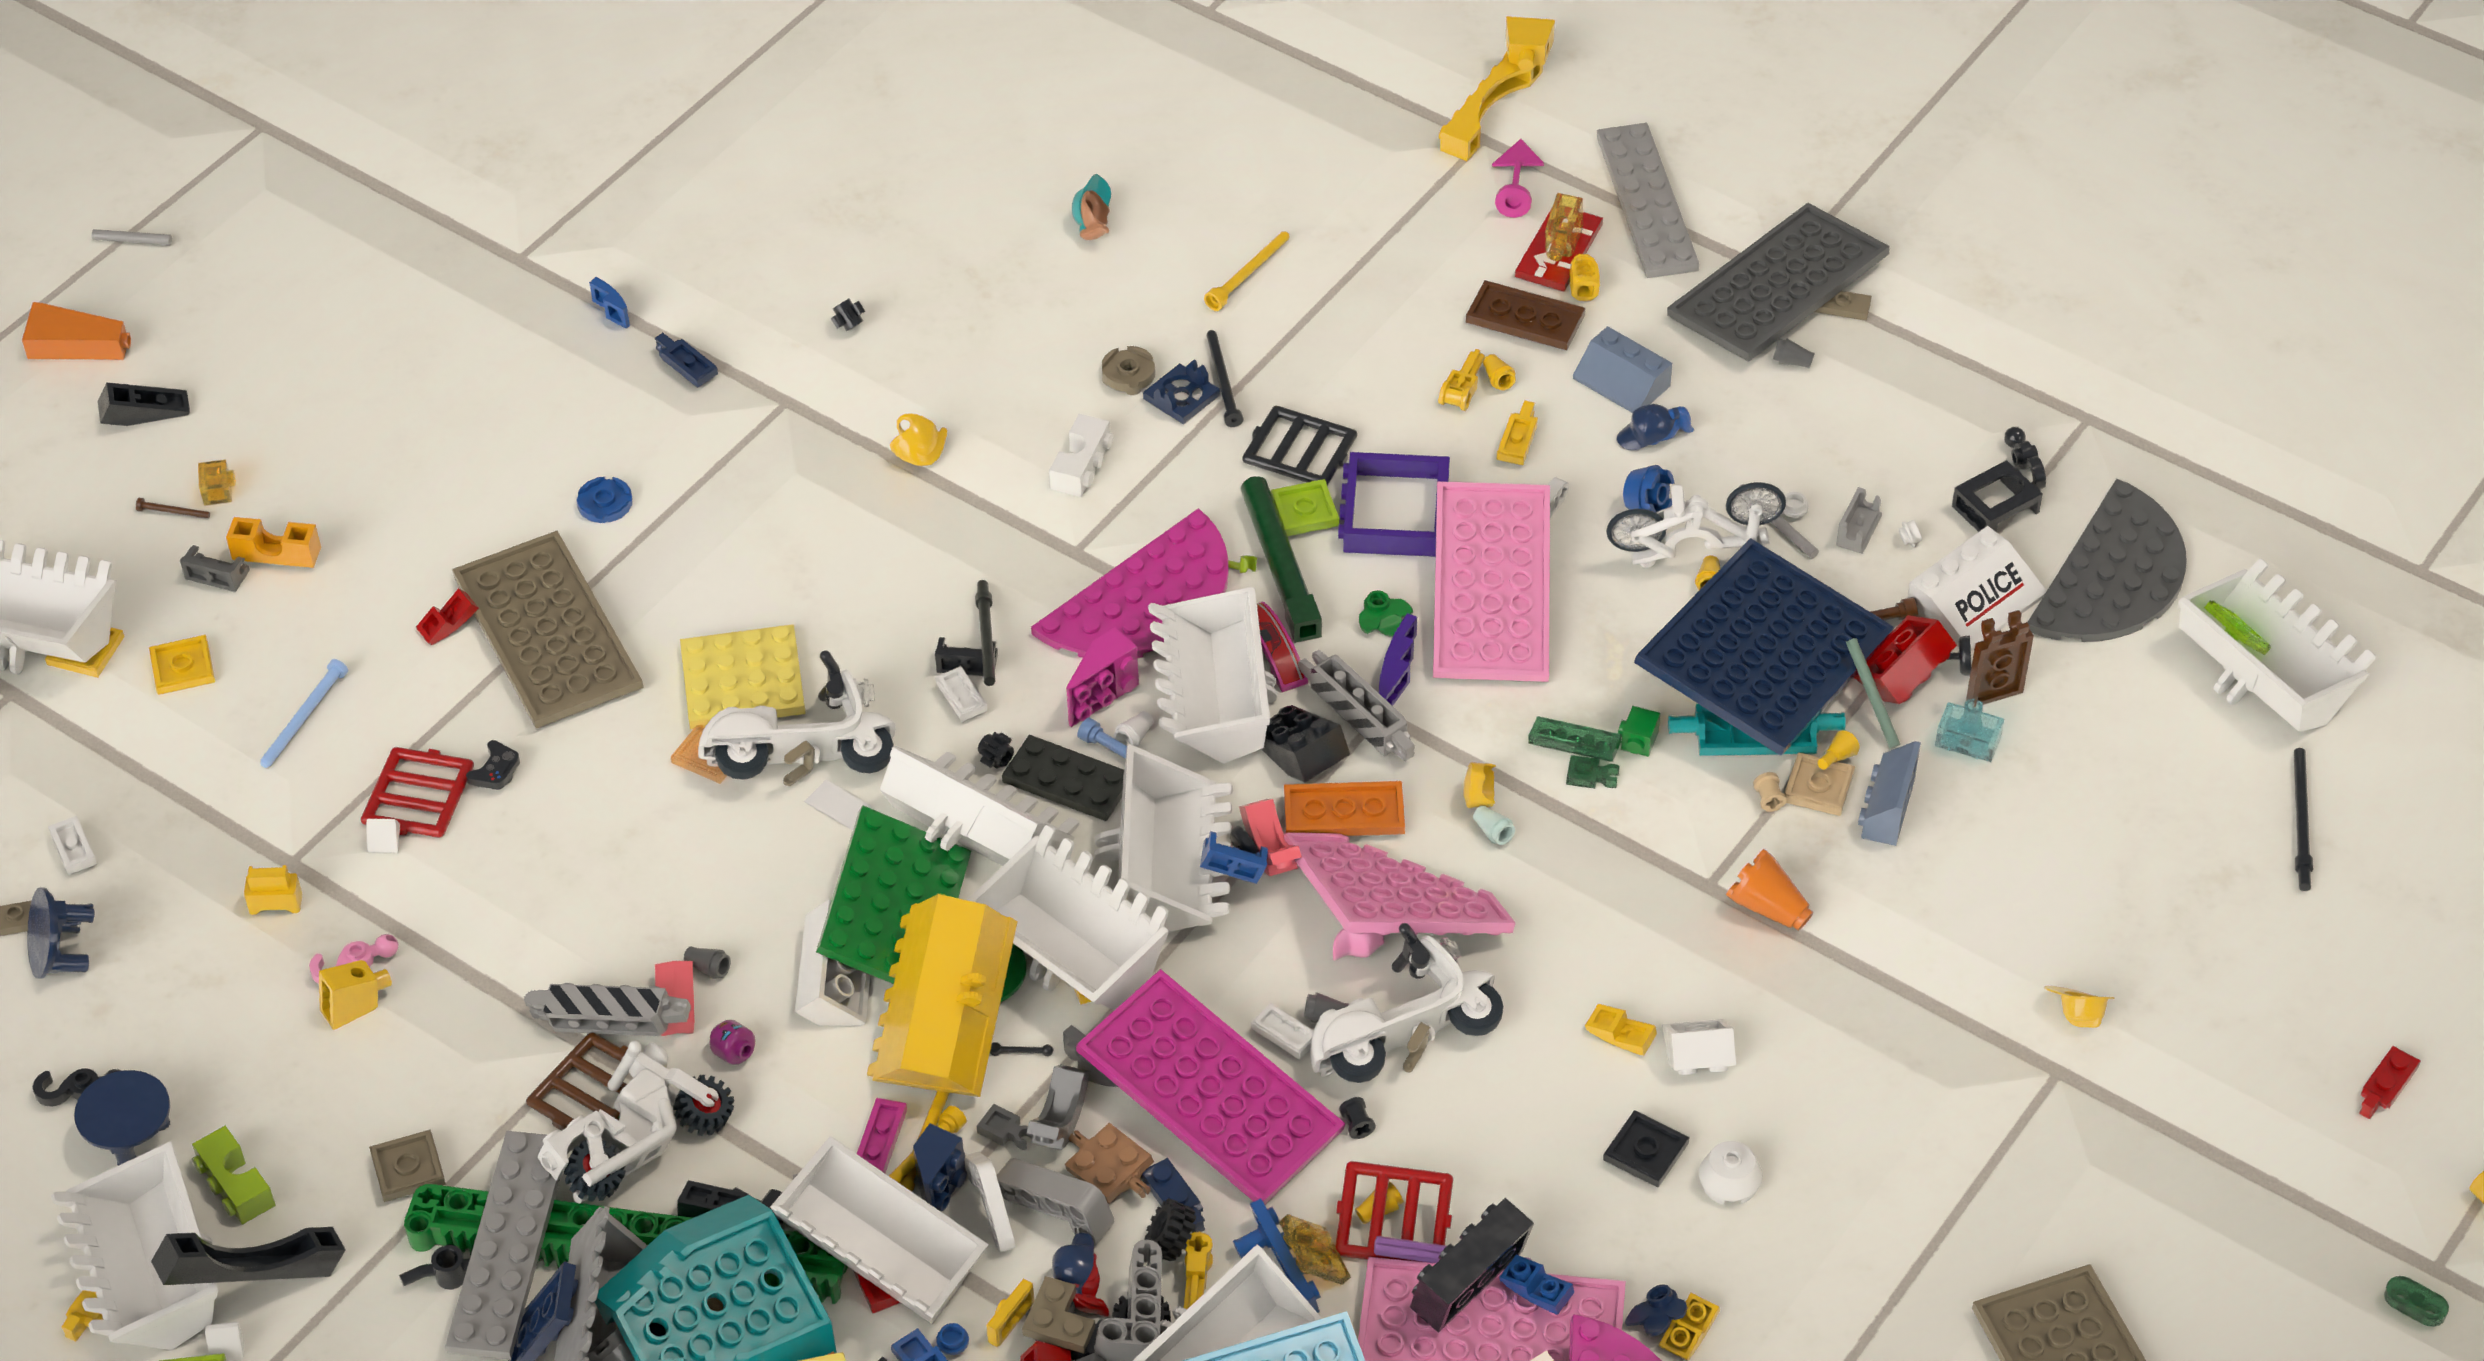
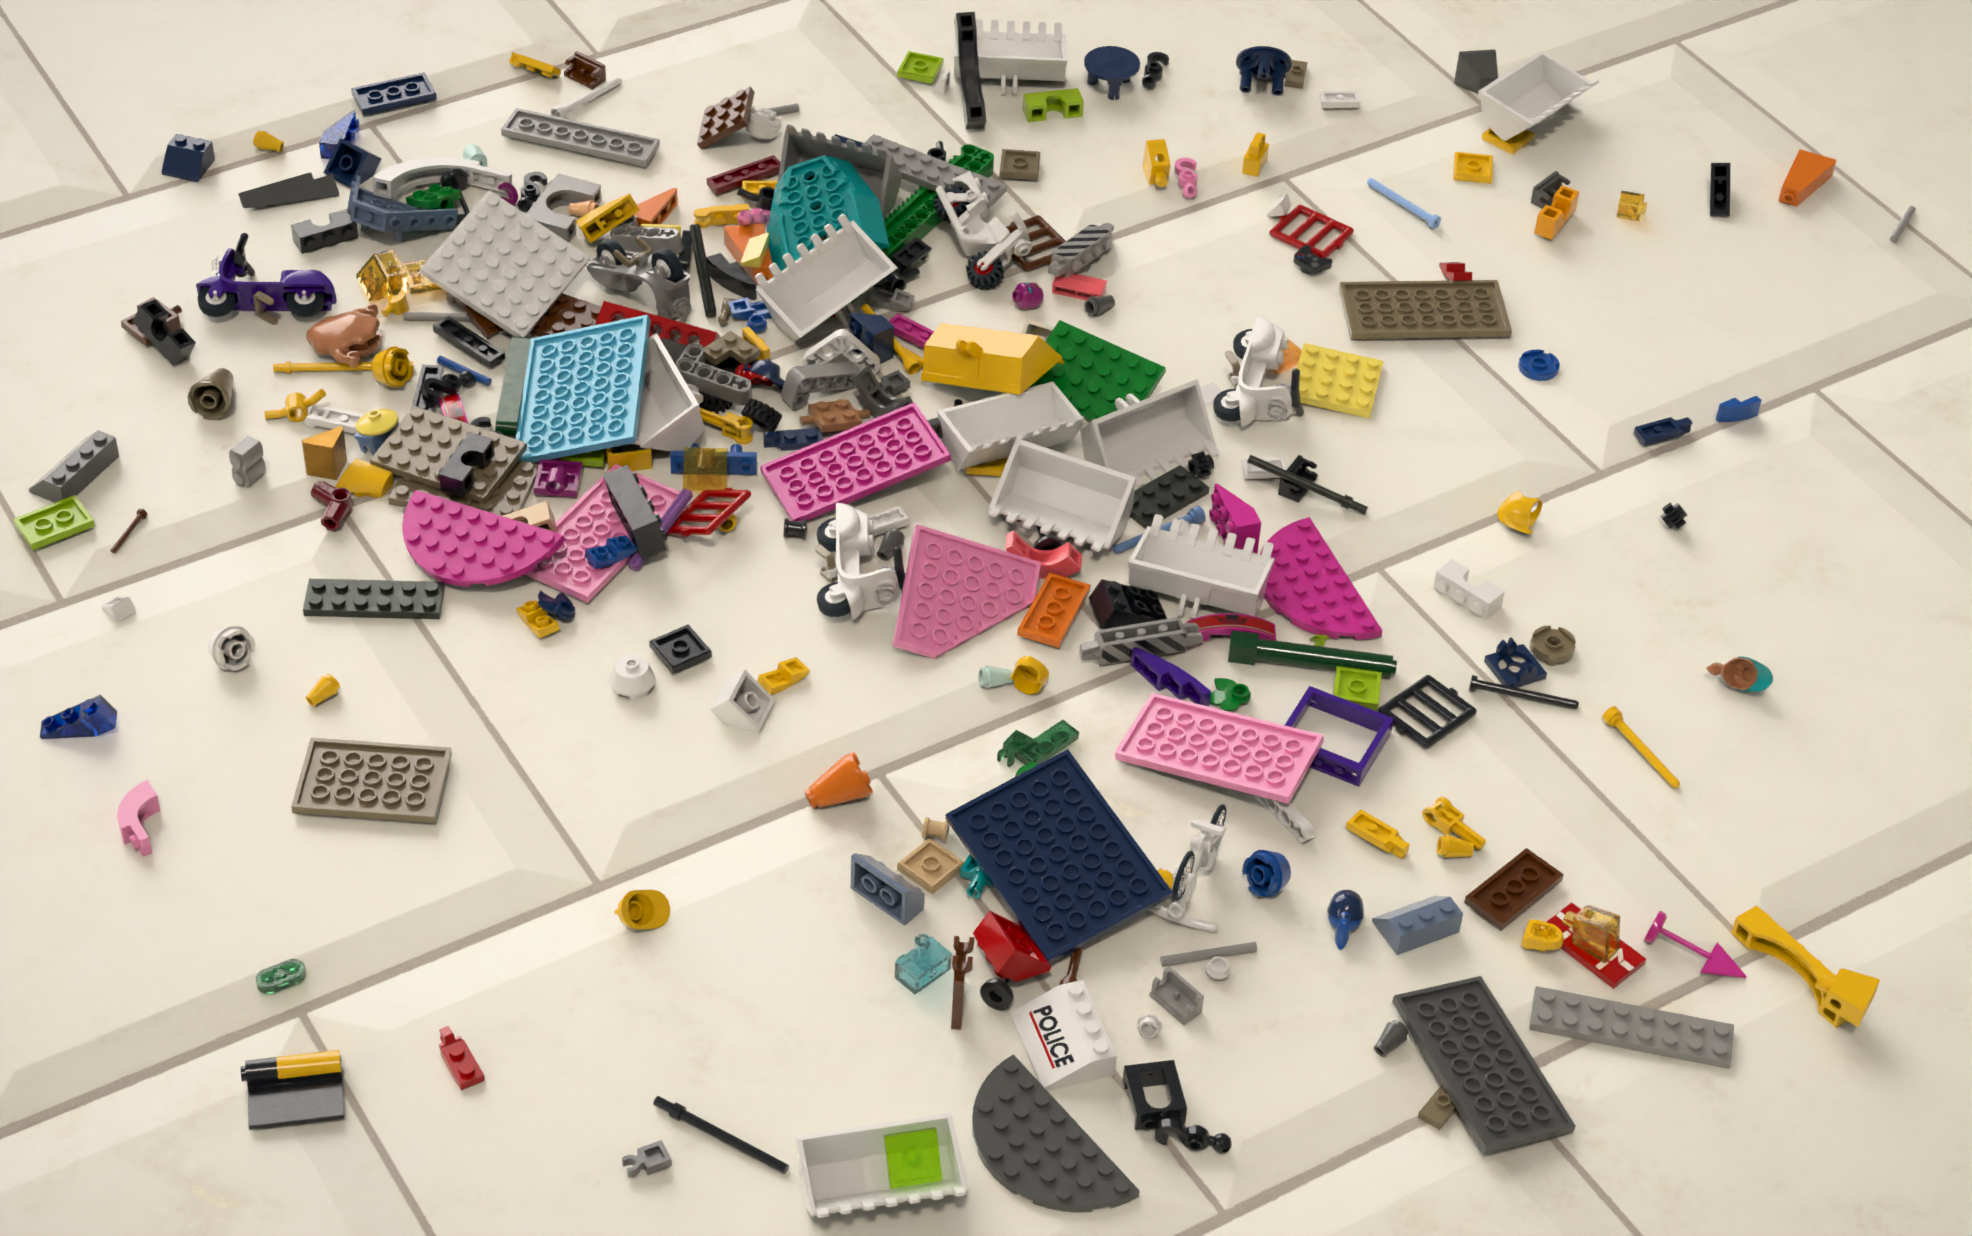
camera: 110 degrees right, 5 degrees down
(141, 504) = (1627, 178): reddish brown piece -> none
(1232, 860) = (1029, 519): blue hinge -> none
(1842, 747) = (950, 882): yellow cone -> none
(1873, 693) = (979, 915): sand green bar -> none
(2381, 858) = (649, 1157): none -> flat silver plate

